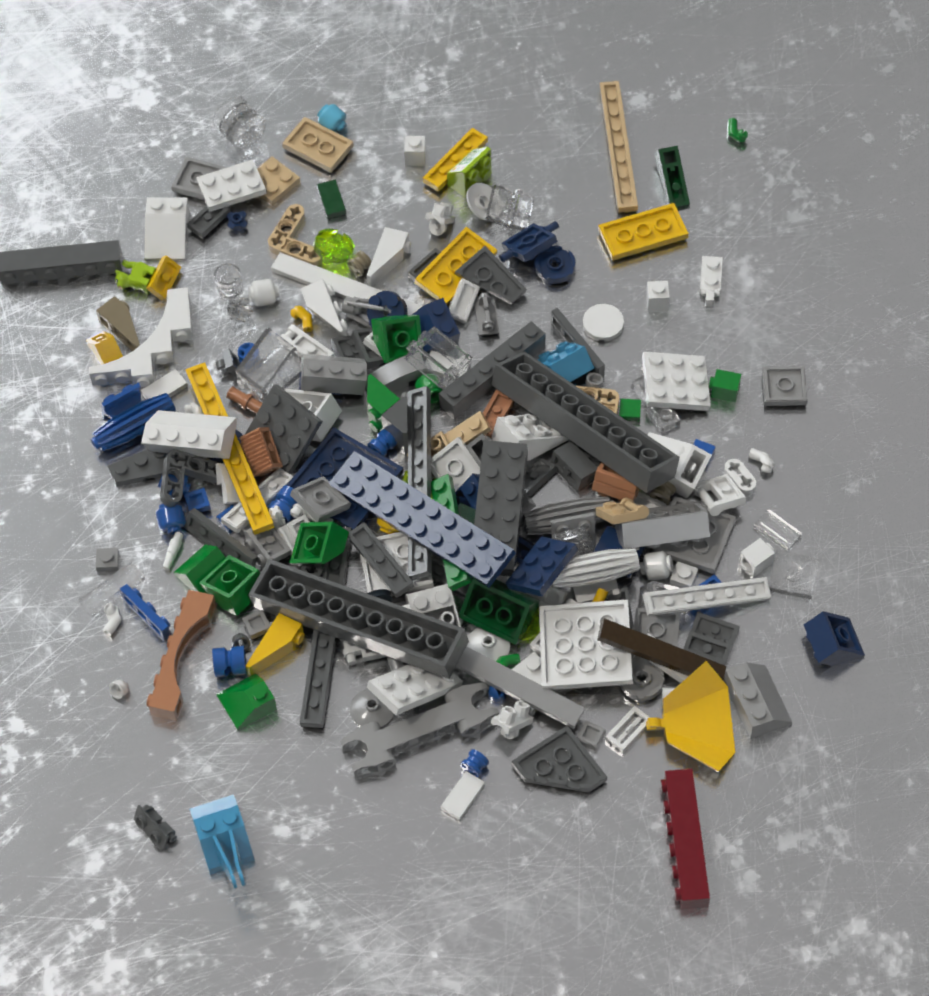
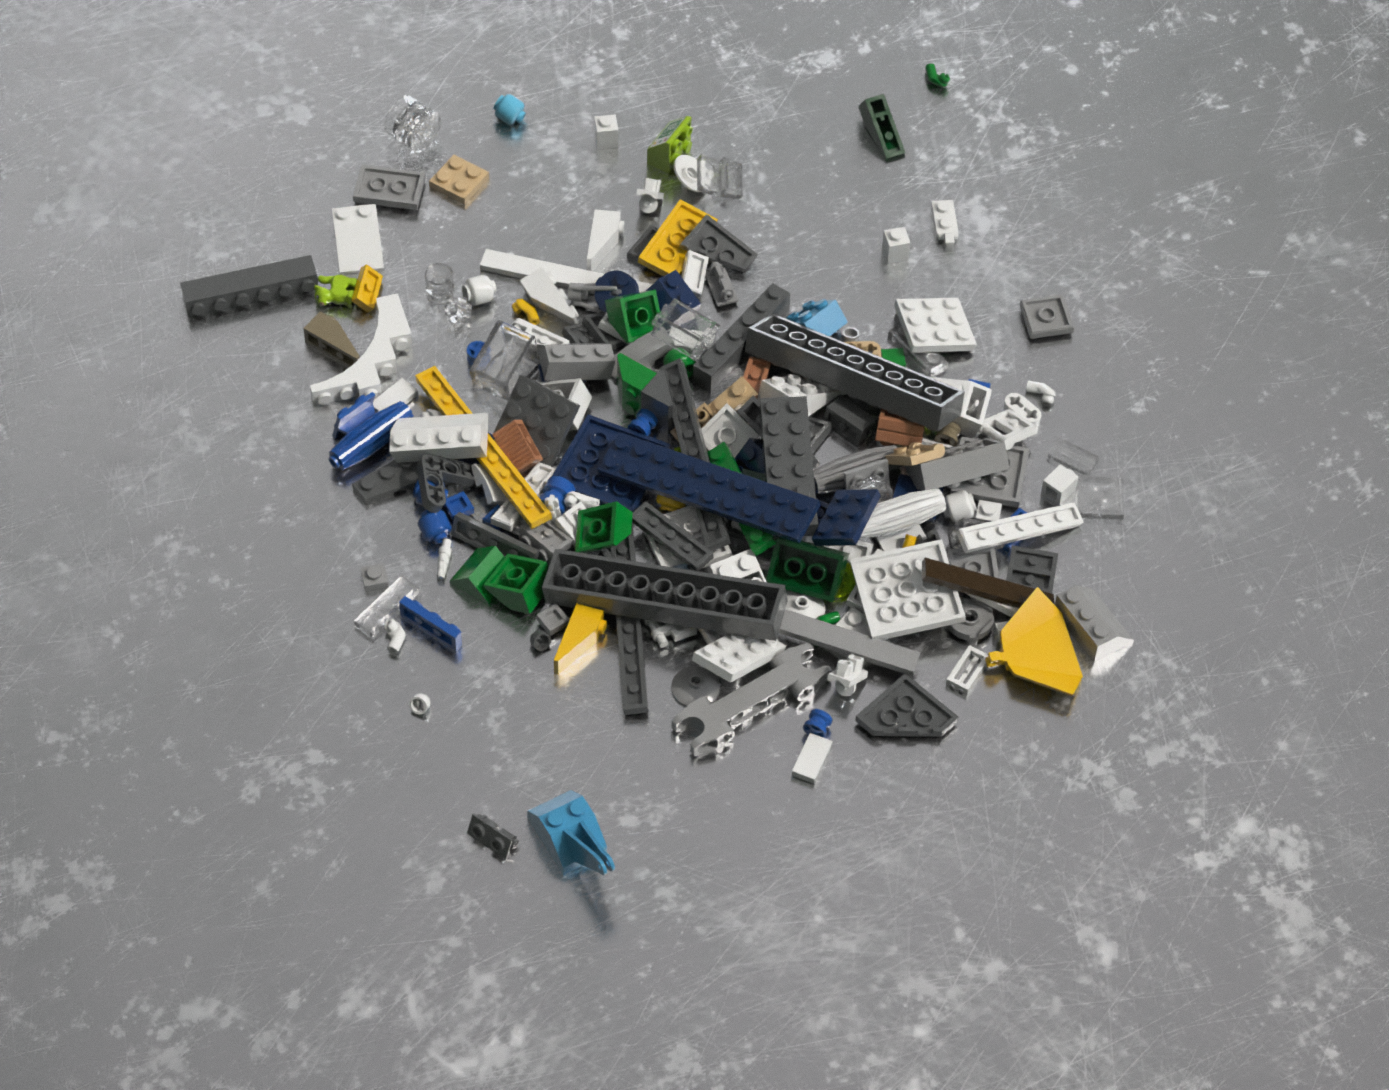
camera: 15 degrees left, 5 degrees down
(104, 347) = (320, 365): yellow slope -> none
(195, 615) = (475, 700): nougat arch -> none
(206, 221) = (400, 224): dark grey plate -> none
(228, 363) = (458, 366): dark grey tile -> none
(229, 661) = (534, 659): blue wheel -> none
(231, 185) = (418, 187): white plate -> none
(237, 224) = (431, 223): dark blue plate -> none
(246, 401) = (486, 400): nougat pin -> none
(247, 701) = (562, 696): green slope -> none
(287, 240) = (492, 238): tan beam -> none
(317, 144) = (500, 137): tan plate -> none
(320, 499) = (593, 484): light grey plate -> none
(331, 199) = (527, 190): dark green tile -> none
(331, 254) = (542, 236): clear neon green plate -> none
(359, 263) = (574, 249): dark tan wheel -> none
(437, 176) = (636, 153): yellow plate -> none
(494, 696) = (820, 655): blue hinge -> none
(529, 242) = (750, 207): dark blue plate -> none
(558, 274) = (780, 237): dark blue plate -> none
(571, 335) = (812, 291): dark grey tile -> none
(591, 735) = (931, 680): light grey tile -> none
(603, 322) = (844, 278): white tile -> none
(618, 146) = (818, 104): tan plate -> none
(643, 231) = (864, 184): yellow plate -> none
(686, 839) = (1054, 766): dark red brick -> none
(725, 385) = (986, 323): green brick -> none
(833, 639) = (1155, 553): dark blue slope -> none

